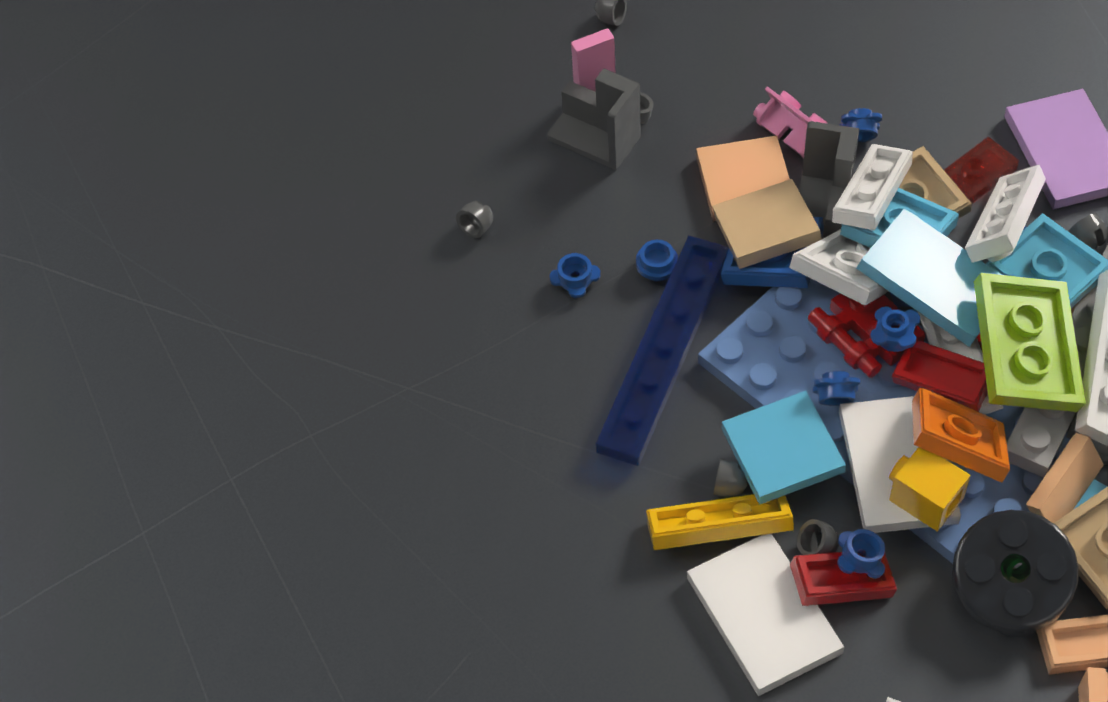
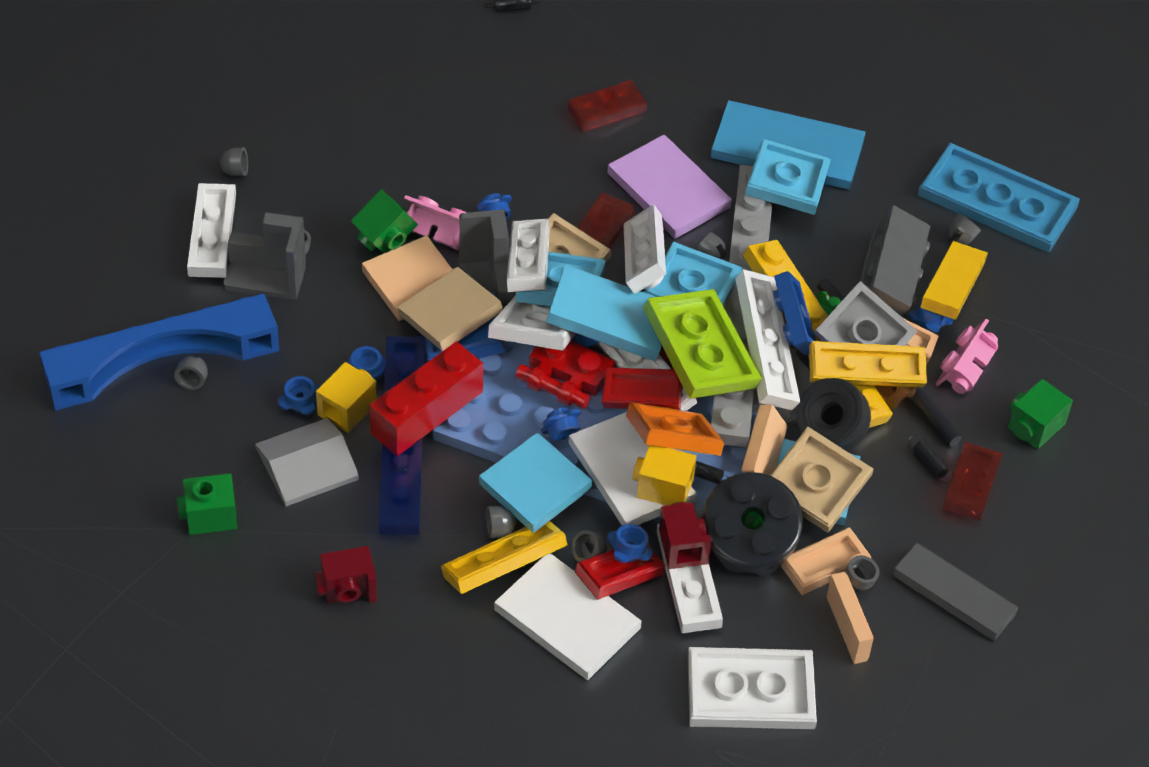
camera: 30 degrees left, 5 degrees down
(371, 185) = (84, 368): none -> blue arch
(431, 366) = (208, 504): none -> green brick
(539, 490) = (347, 575): none -> dark red brick
(542, 95) = (211, 230): none -> white plate
(554, 349) = (307, 461): none -> light grey slope
(591, 56) = (247, 208): bright pink tile -> none
(621, 290) = (346, 397): none -> yellow brick
(697, 317) = (426, 398): none -> red brick
(733, 111) = (383, 223): none -> green brick
(895, 338) = (593, 362): blue plate -> none
(920, 611) = (693, 596): none -> white plate
(926, 563) = (683, 536): none -> dark red brick
(984, 493) = (708, 472): none -> black piece
(1031, 41) = (607, 105): none -> clear red plate

